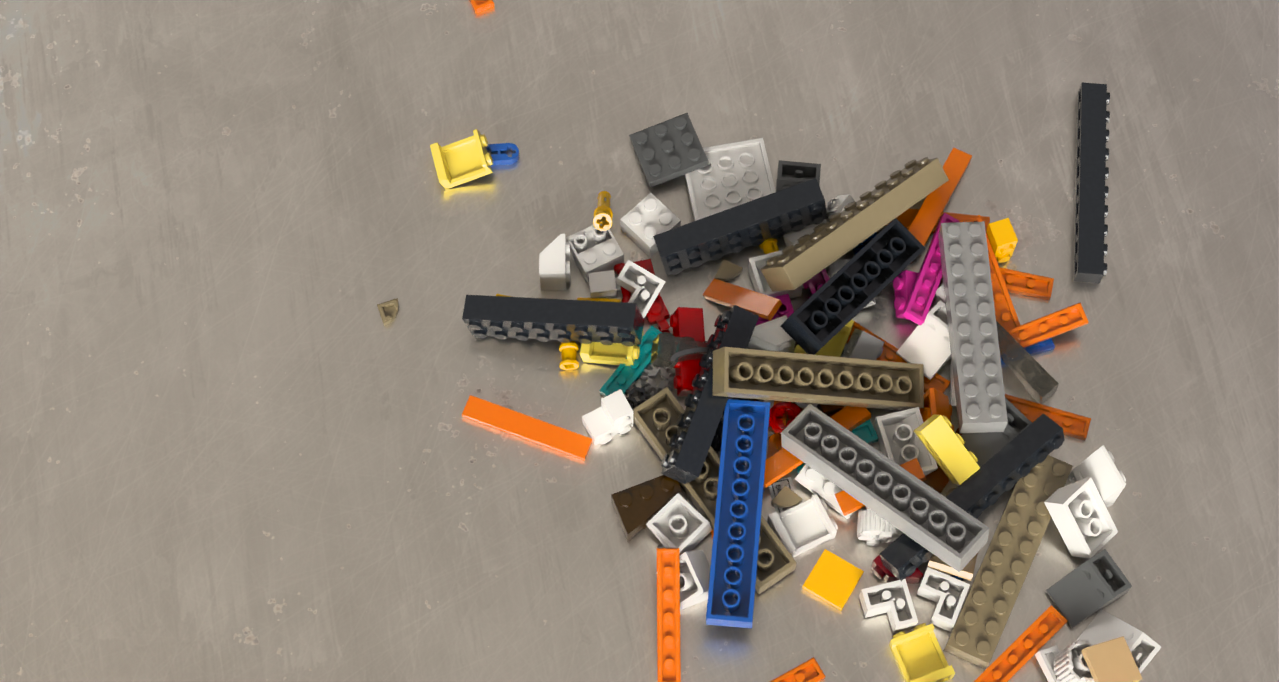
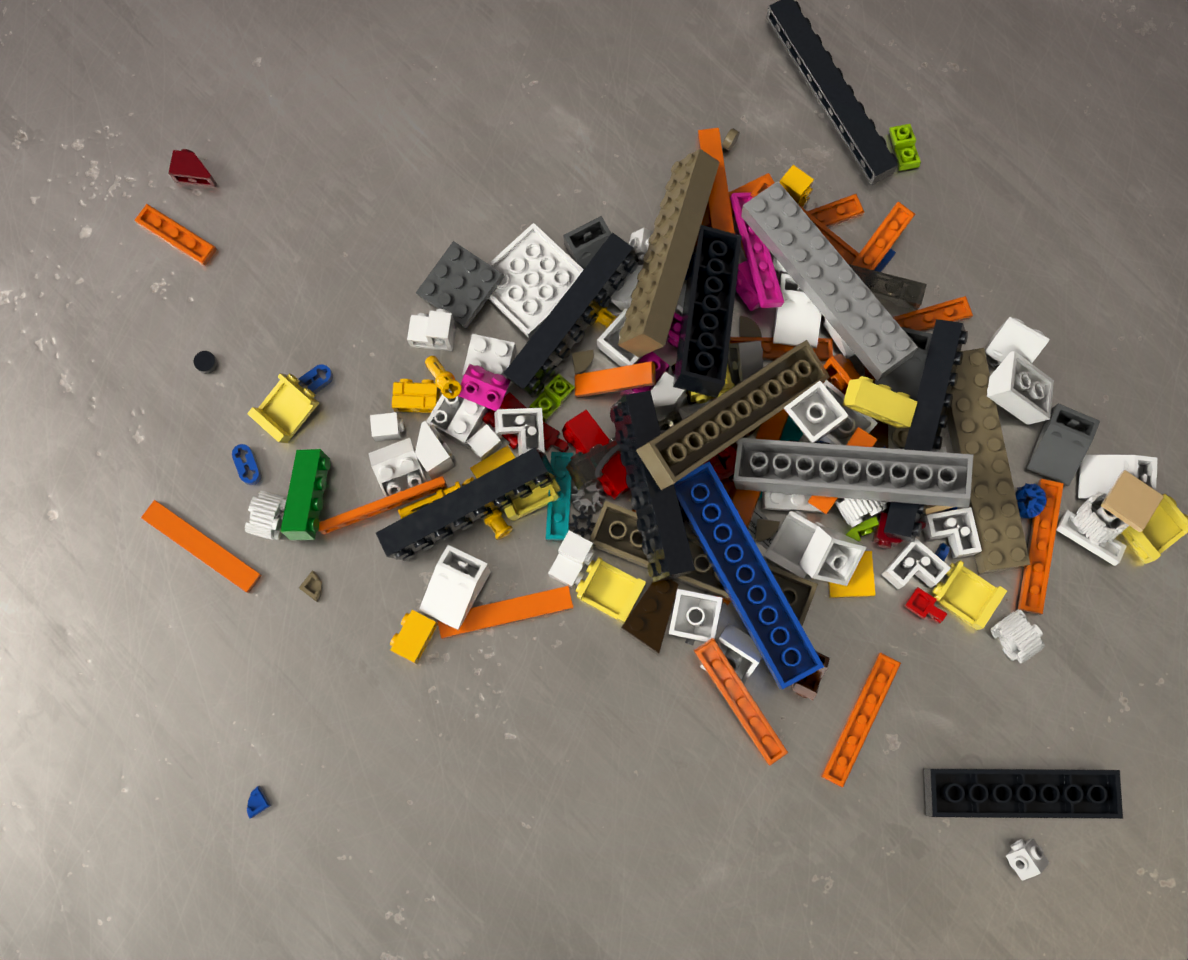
camera: 30 degrees left, 10 degrees up
(230, 448) = (257, 802): none -> blue tile
(324, 226) = (201, 546): none -> orange tile
(391, 232) = (266, 515): none -> white brick
(397, 184) = (241, 466): none -> blue beam
(424, 87) = (205, 362): none -> black tile
(432, 234) = (305, 494): none -> green brick
(441, 398) = (414, 636): none -> yellow brick
(485, 282) = (382, 505): none -> orange tile
(500, 379) = (454, 587): none -> white slope
(518, 262) = (397, 467): none -> white slope
(532, 224) = (386, 426): none -> white brick
(570, 213) = (415, 396): none -> yellow brick
(621, 172) = (432, 330): none -> white brick
(623, 461) = (610, 590): none -> light yellow panel
(630, 238) = (484, 387): none -> dark pink brick
(683, 285) = (553, 396): none -> lime slope
(737, 638) = (809, 685): none -> reddish brown brick
(824, 550) = (832, 556): none -> white slope
(850, 549) = (865, 528): none -> lime slope
(877, 642) = (923, 604): none -> red plate
(885, 330) = (748, 328): none -> dark tan tile
(887, 423) = (816, 412): none -> white slope
(922, 611) = (942, 551): none -> blue tile
(975, 170) = (730, 139): none -> dark tan tile
(1030, 620) = (1035, 505): none -> blue gear
(1123, 266) = (904, 147): none -> lime slope

